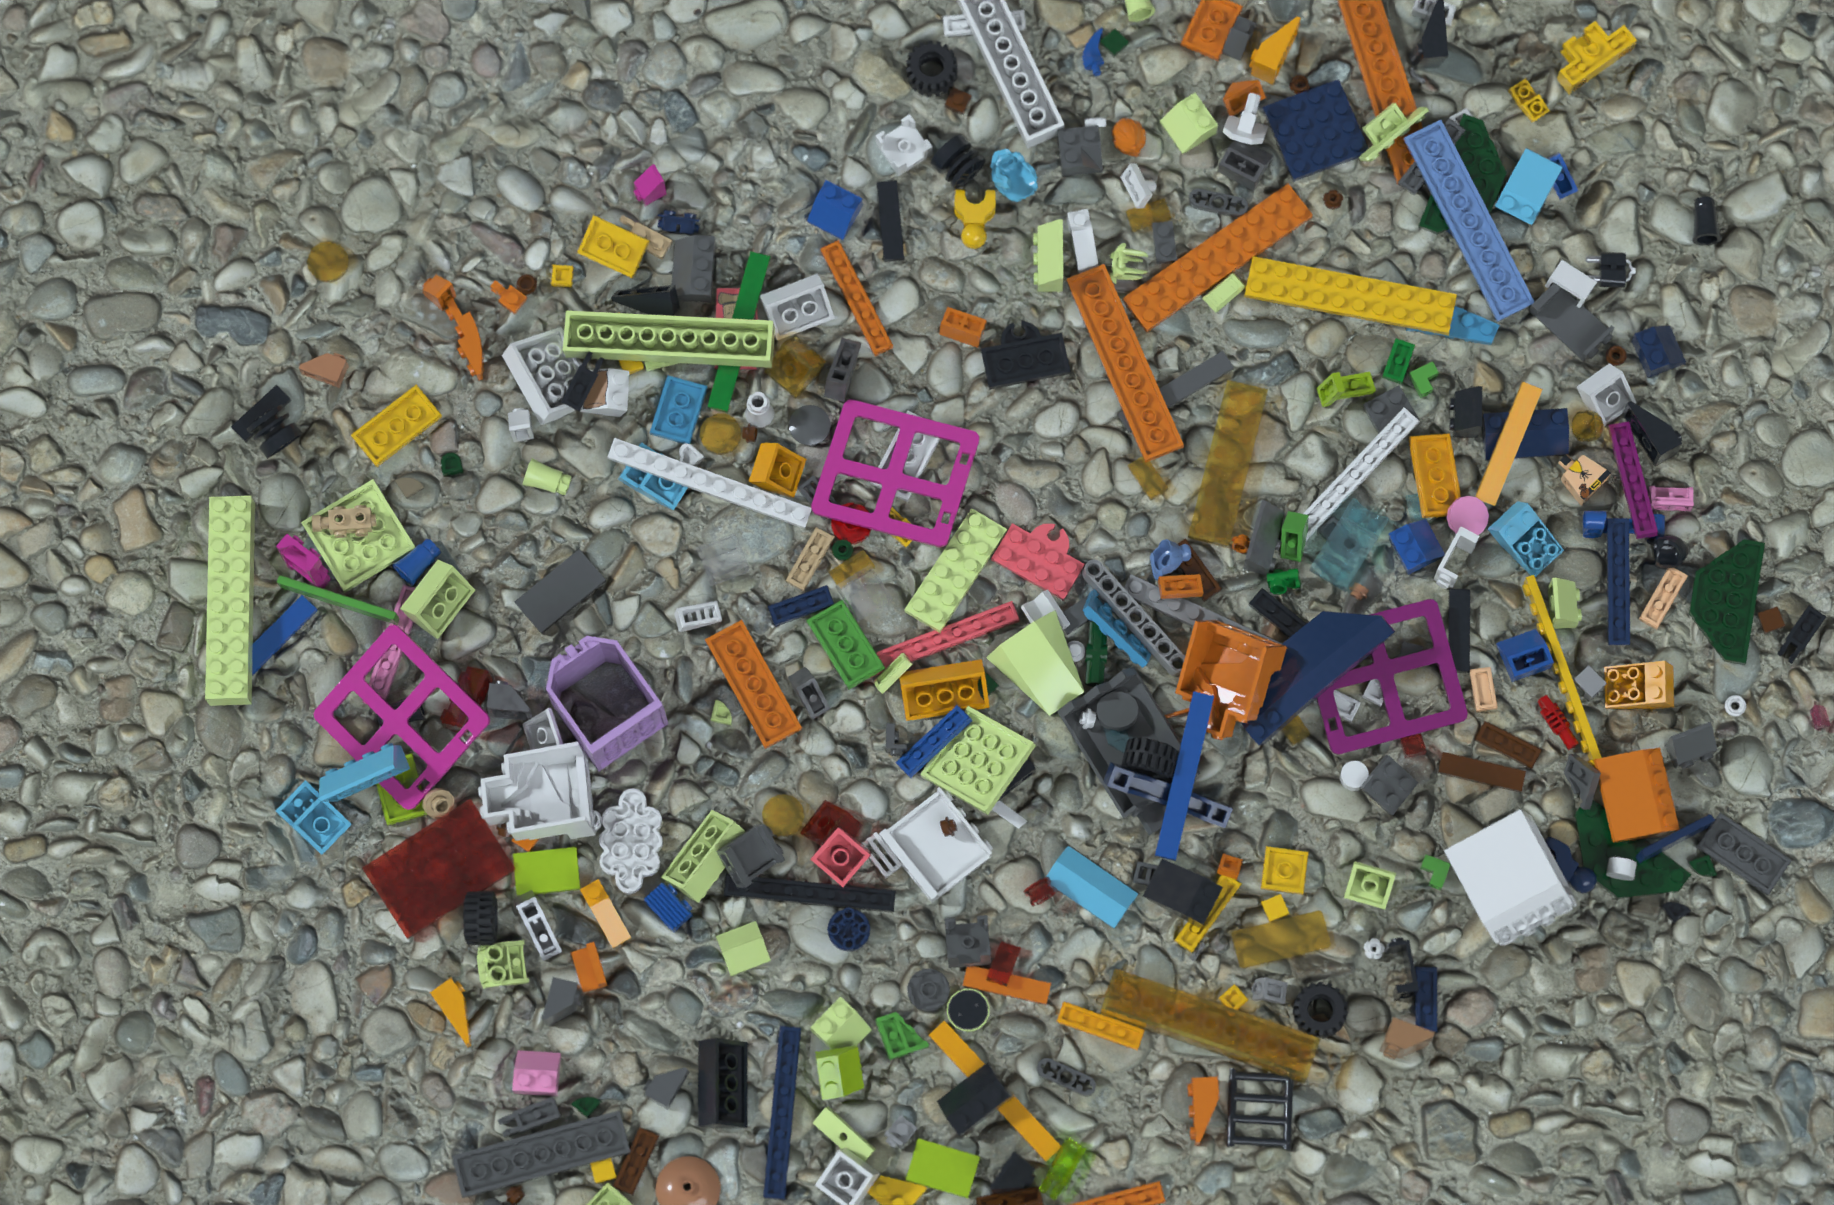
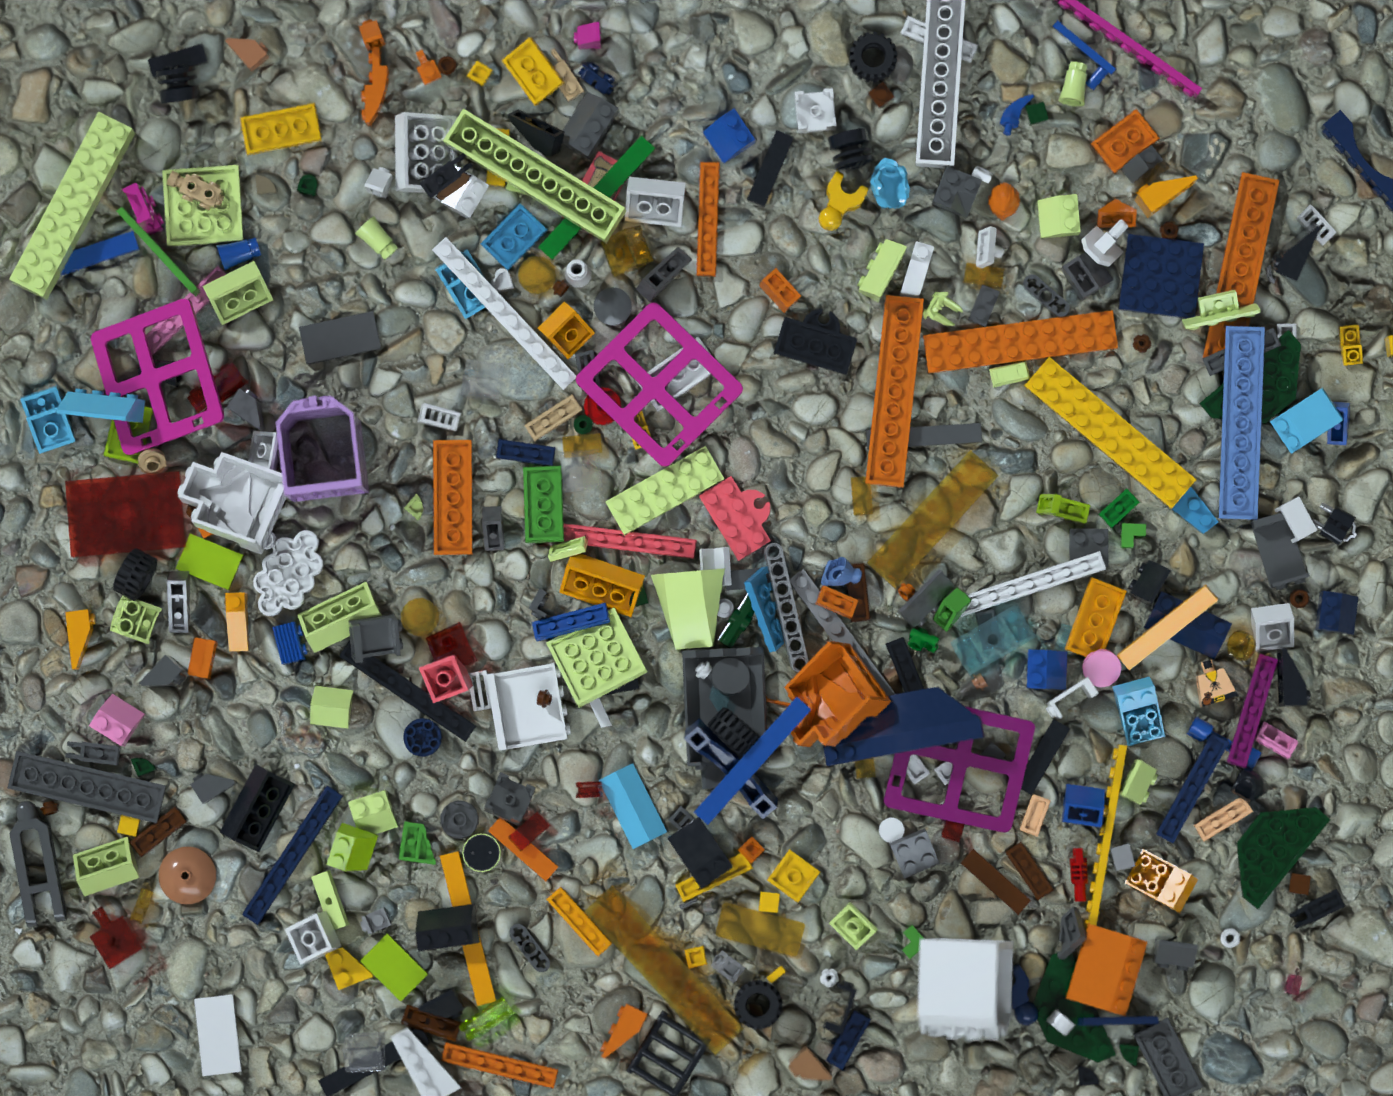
camera: 35 degrees right, 10 degrees up
(1321, 972) = (775, 974): none -> yellow tile

